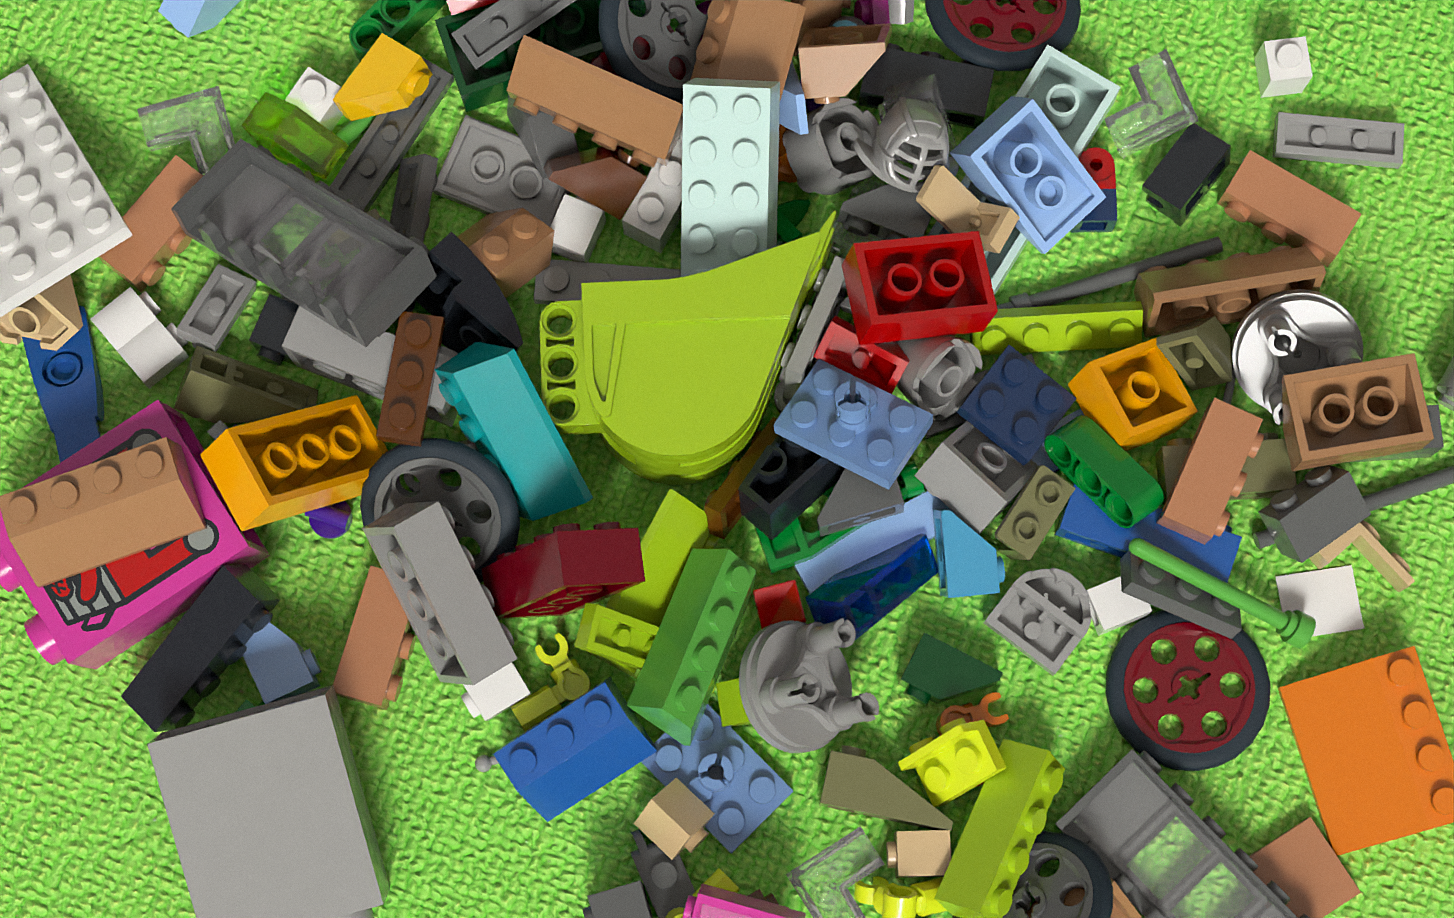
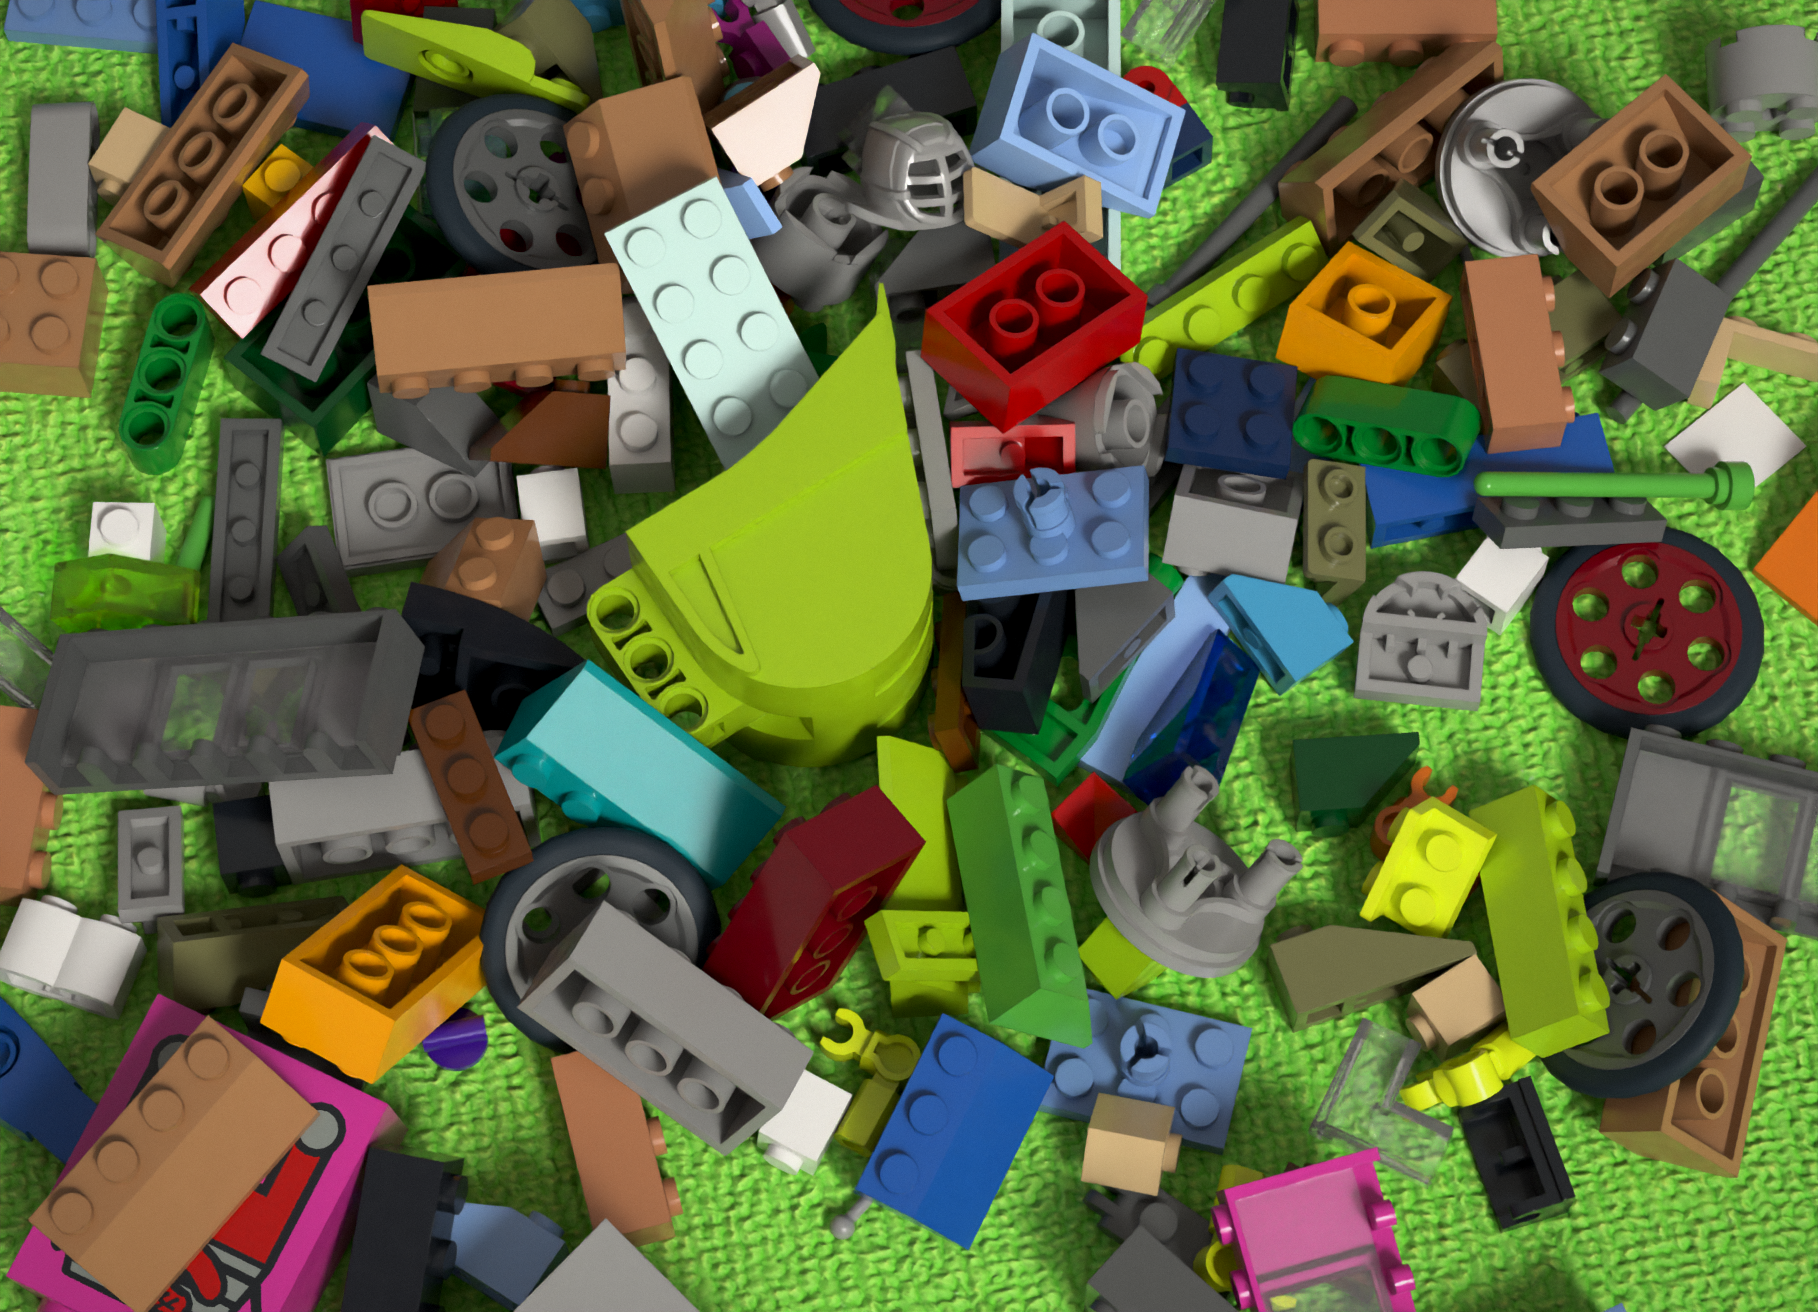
camera: 30 degrees left, 10 degrees down
(383, 81) = (201, 467): yellow slope -> none

